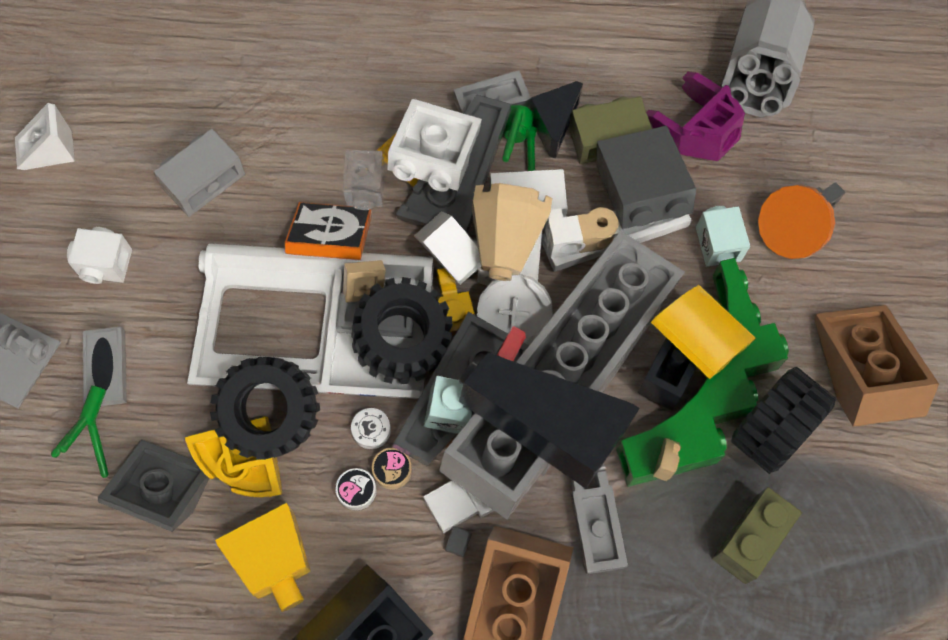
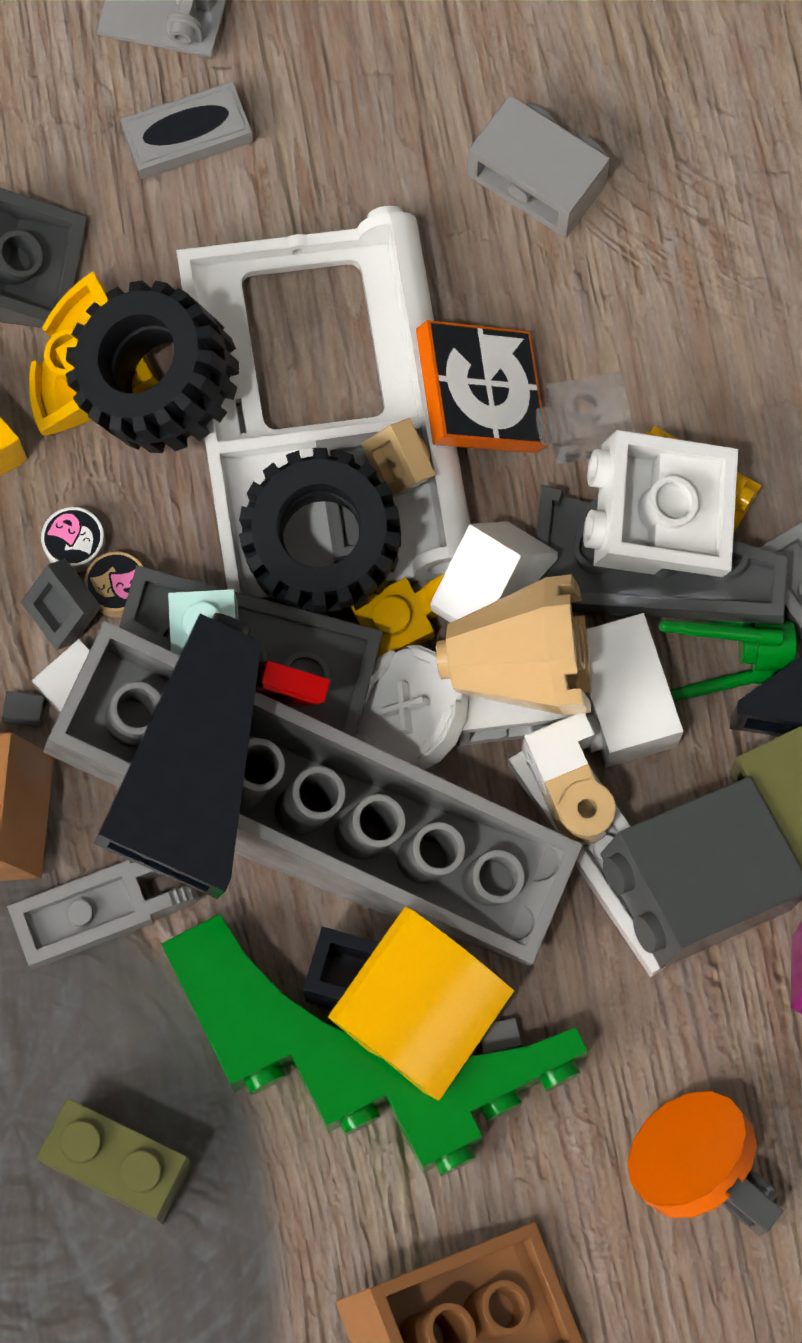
camera: 80 degrees right, 5 degrees up
(87, 418) = (94, 131): green plant -> none
(99, 255) = (358, 64): white brick -> none
(370, 428) = (173, 538): white tile -> none
(399, 502) = (60, 604): none -> dark grey plate
(667, 460) = (197, 985): tan tile -> none
(722, 235) = (640, 1031): light aqua brick -> none
(783, 420) = (305, 1166): black tyre -> none

